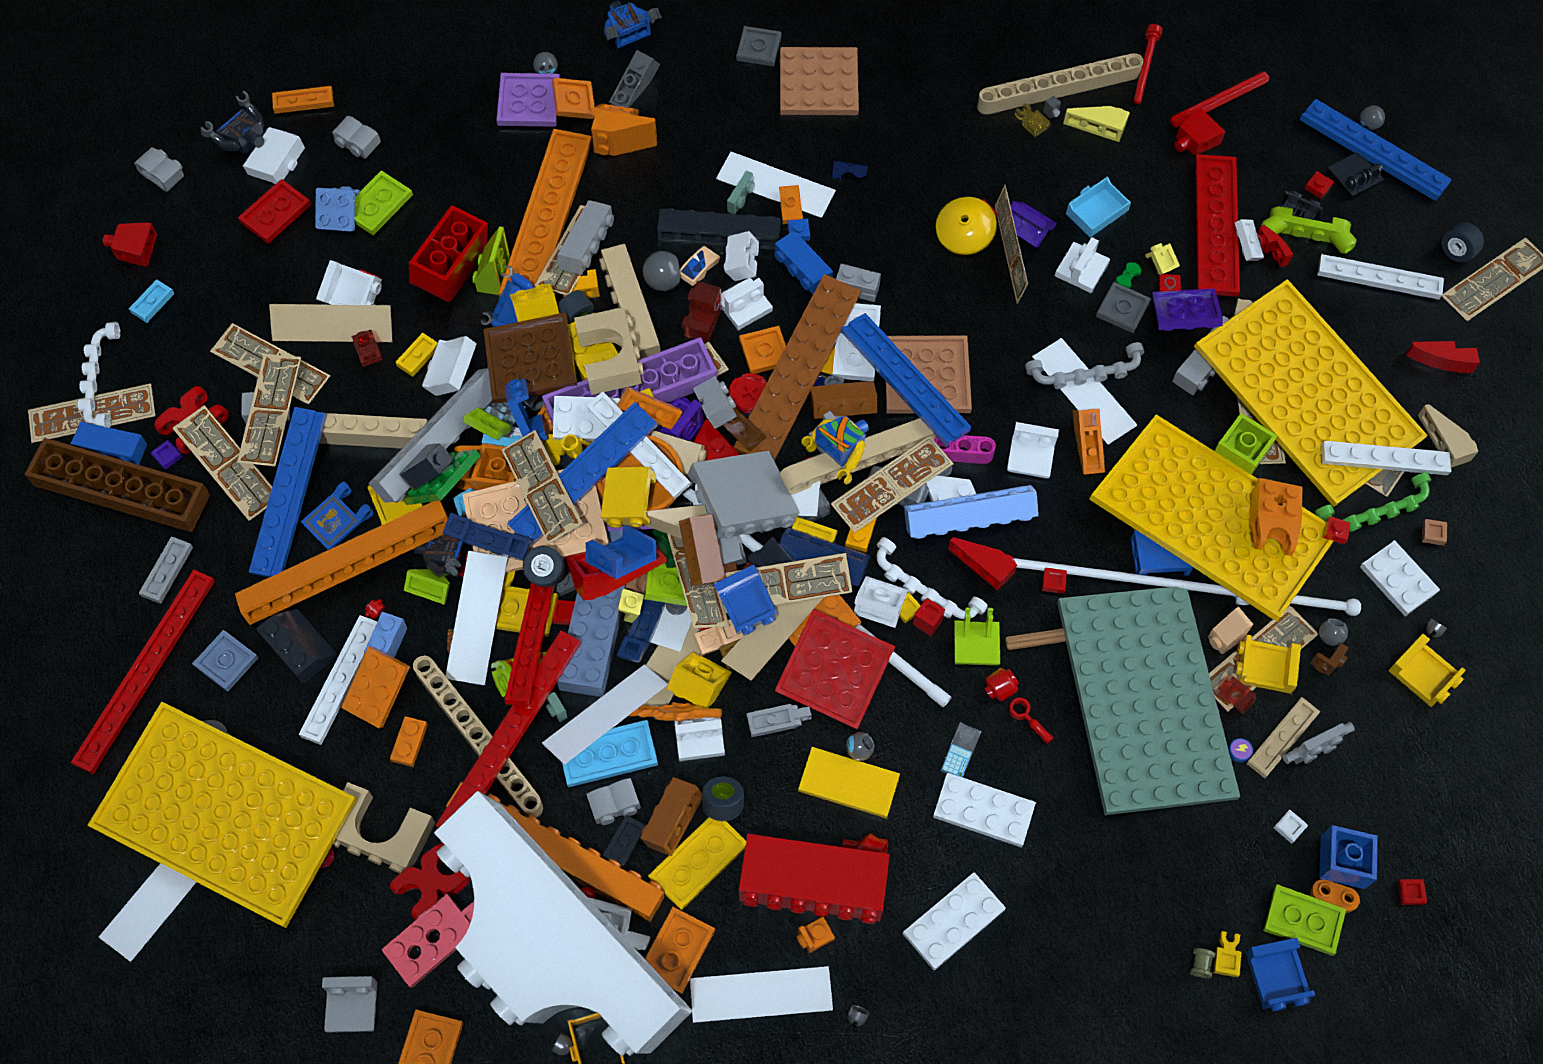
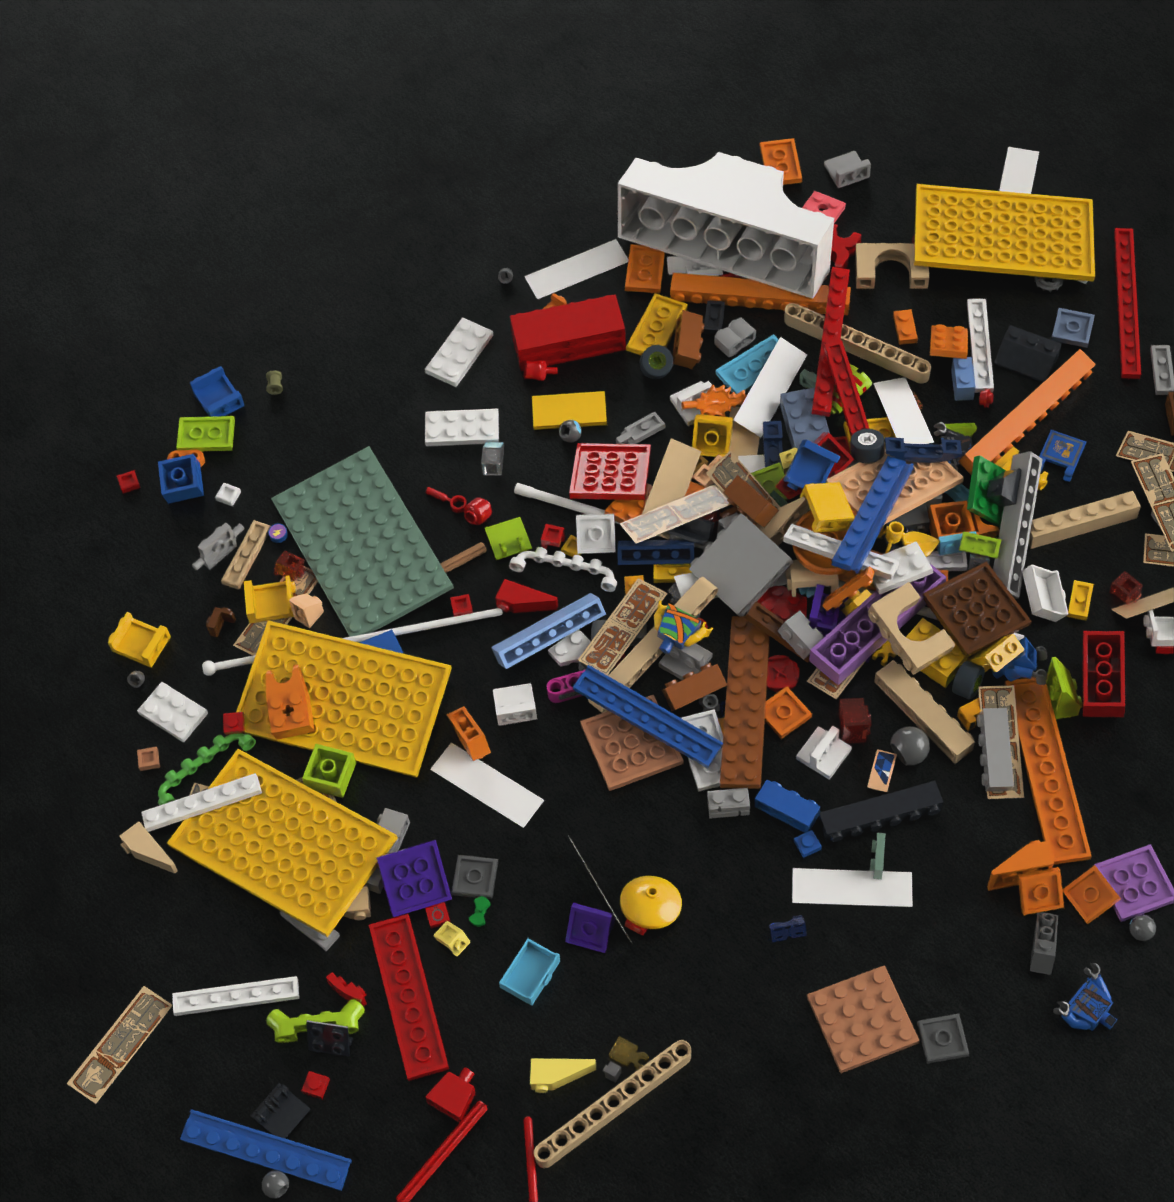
camera: 165 degrees right, 5 degrees down
(288, 492) = (1107, 448): blue plate -> none
(516, 393) = (951, 554): blue panel -> none
(542, 487) = (901, 494): sticker -> none
(740, 256) = (845, 784): white brick -> none
(746, 600) = (698, 489): blue panel -> none
(790, 203) = (827, 866): orange plate -> none
(1079, 375) = (494, 790): light grey bar -> none
(1083, 265) = (526, 903): white bracket -> none
(1227, 960) = (256, 392): yellow plate -> none
(1249, 240) = (372, 983): white plate -> none
(1333, 632) = (221, 641): dark grey piece -> none
(1444, 356) = (162, 930): red slope -> none
(1462, 242) = (160, 1057): black wheel -> none

